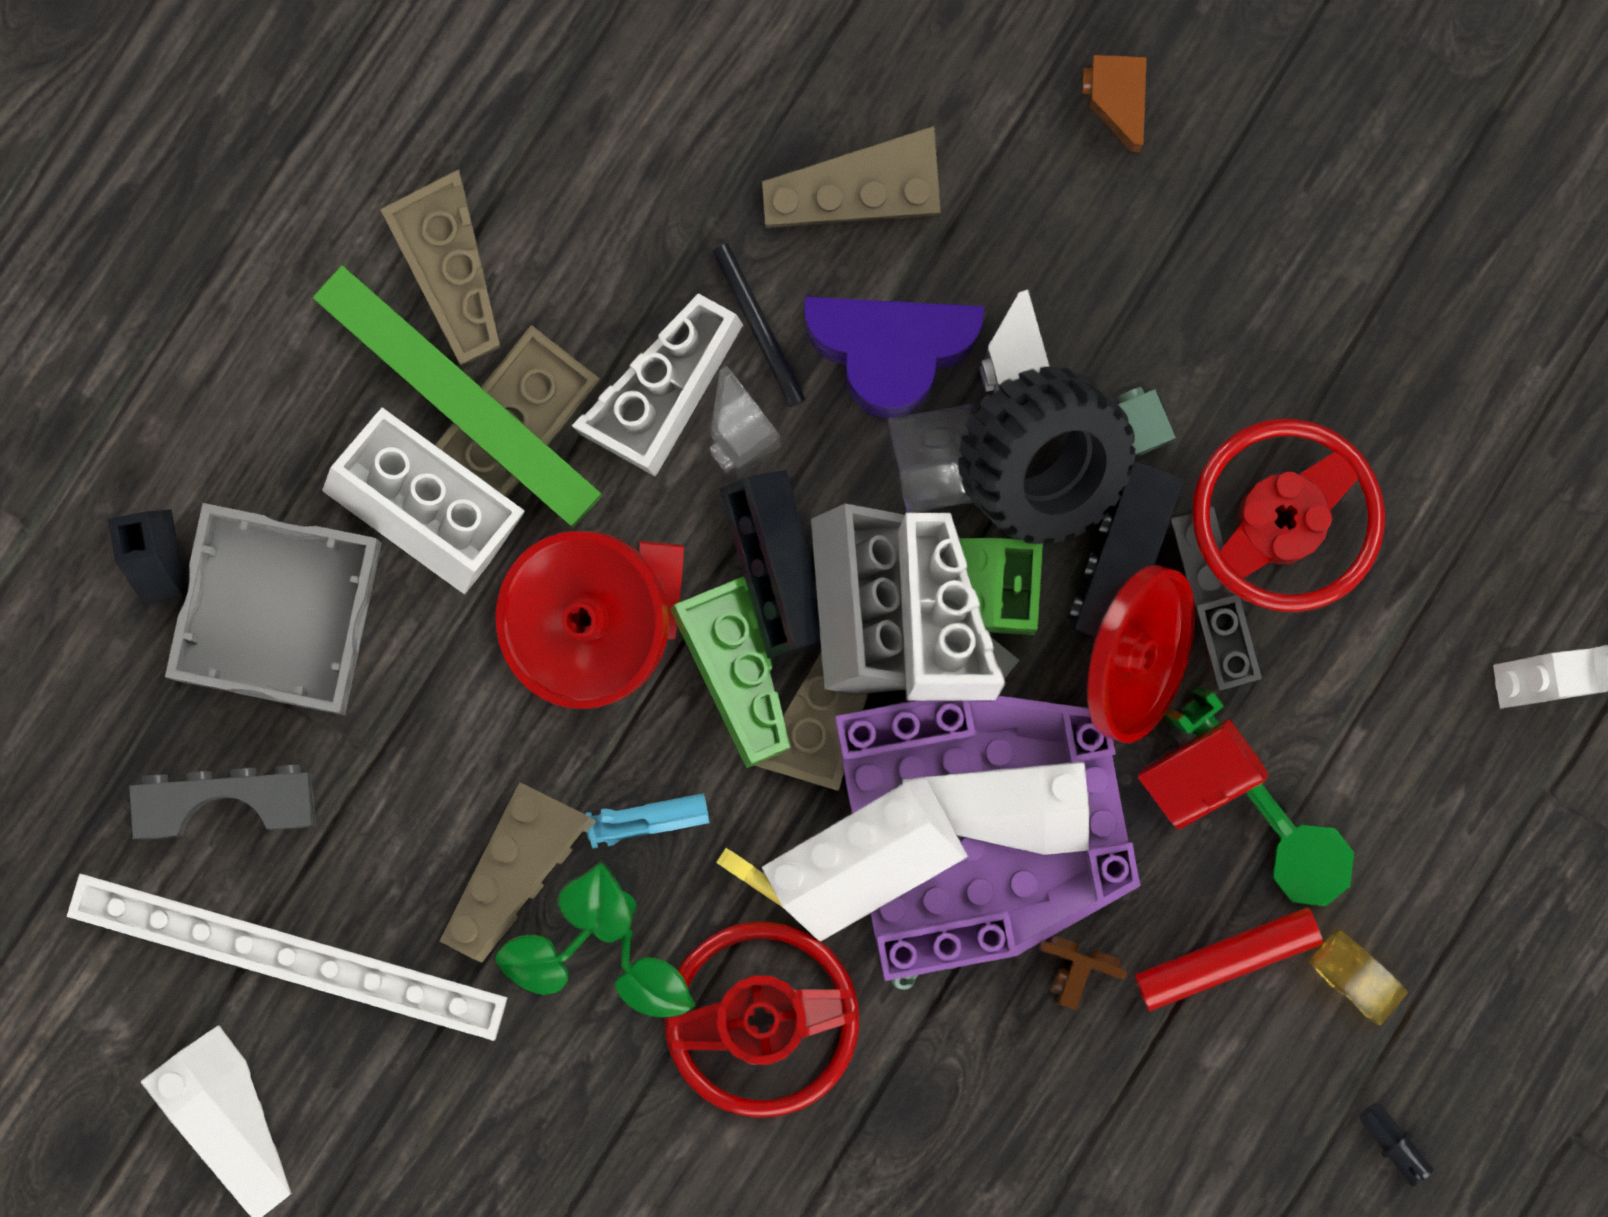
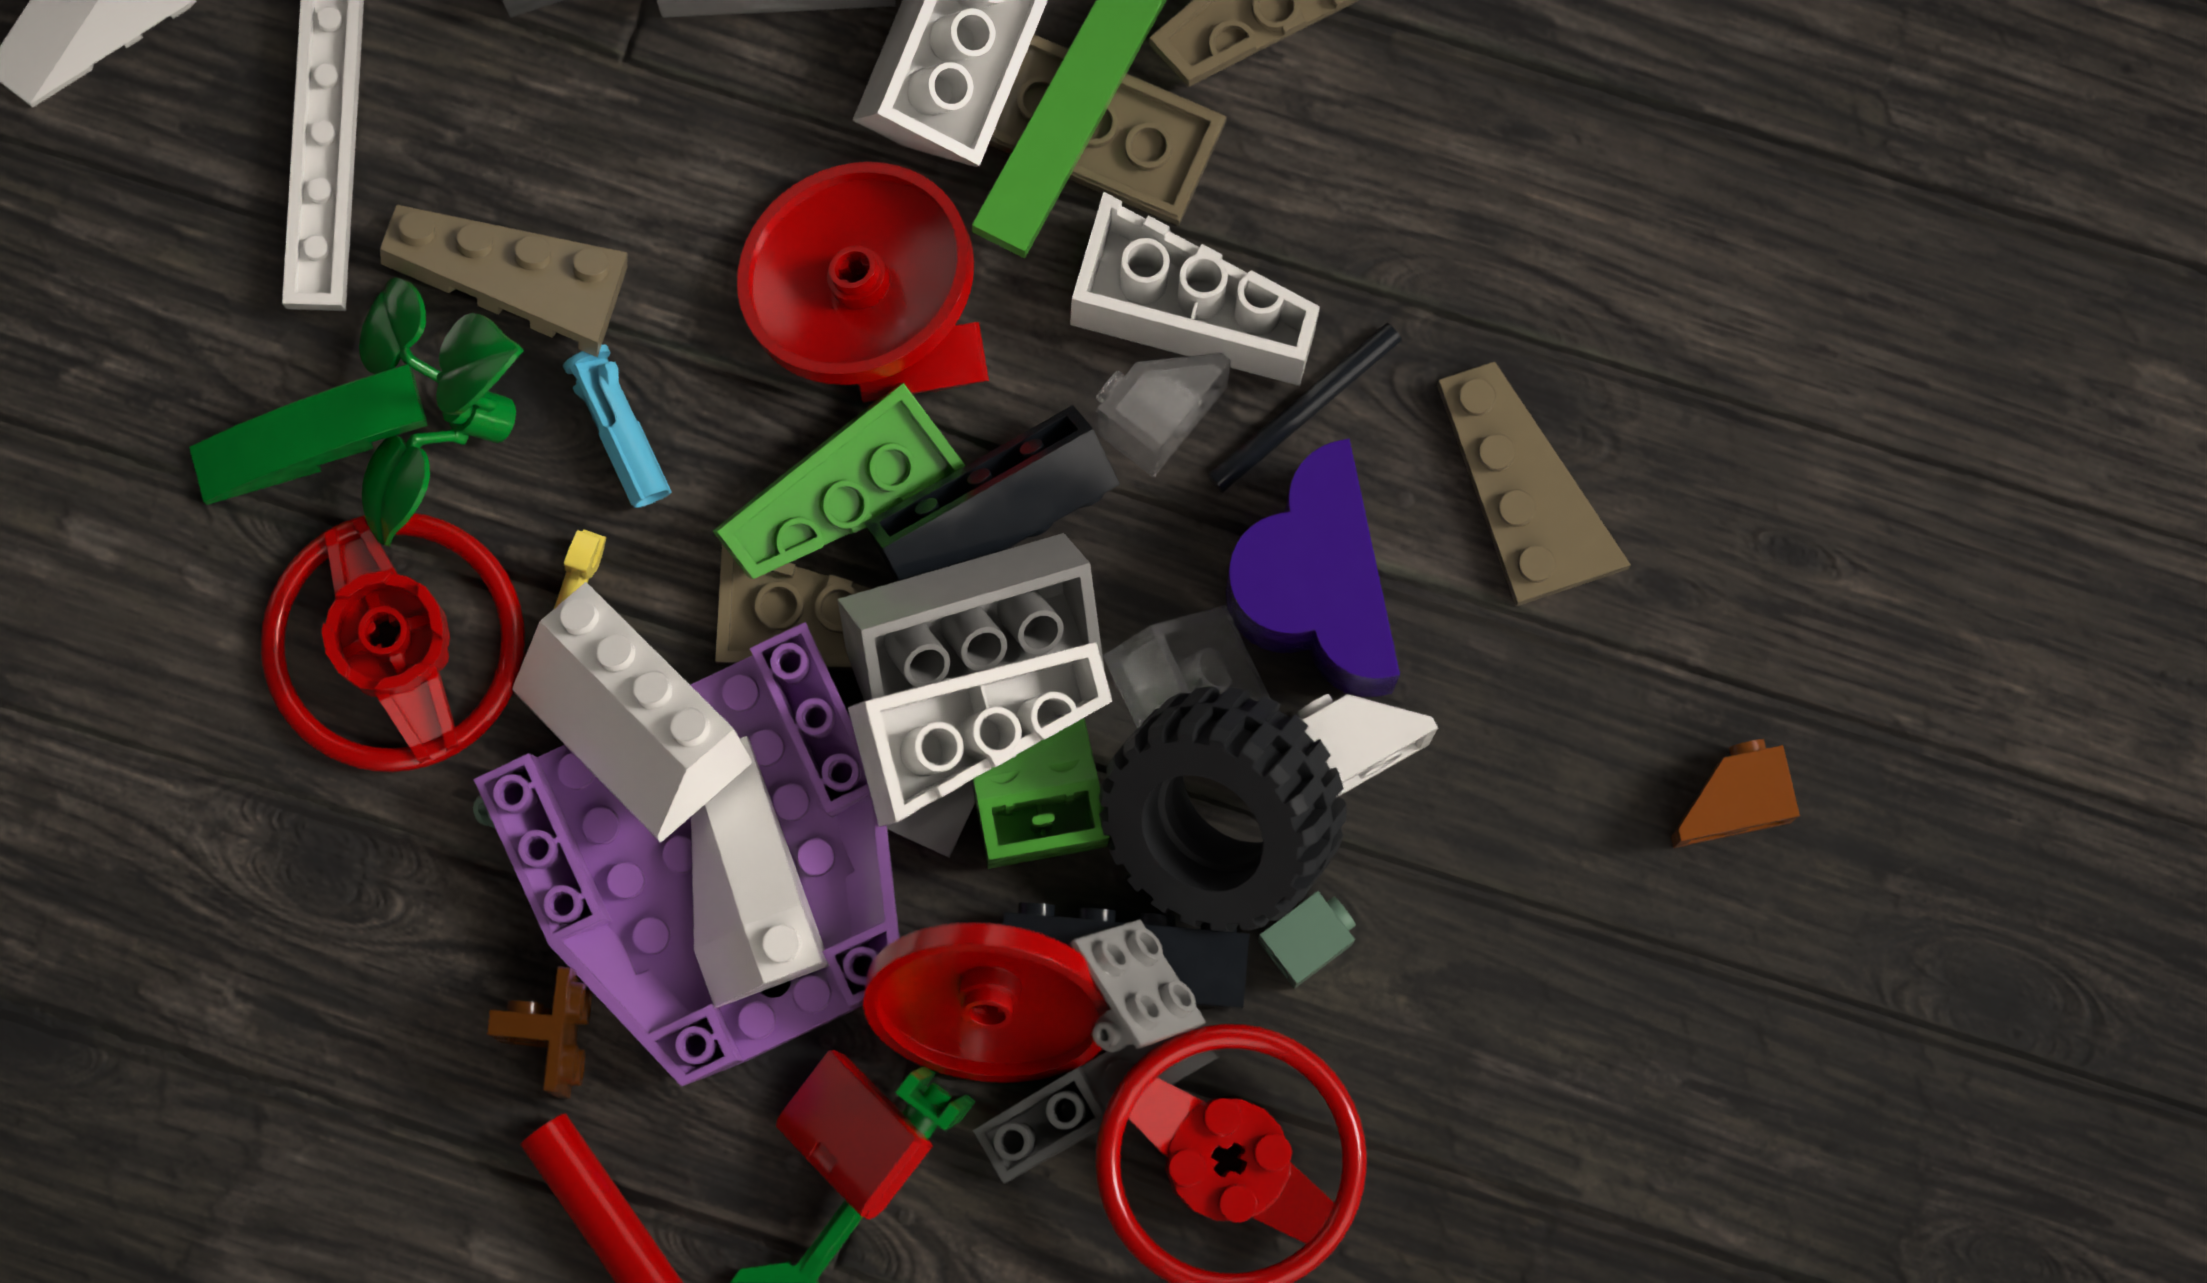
camera: 75 degrees right, 5 degrees down
(597, 1044) = (306, 434): none -> green slope
(1158, 545) = (1139, 986): none -> light grey hinge

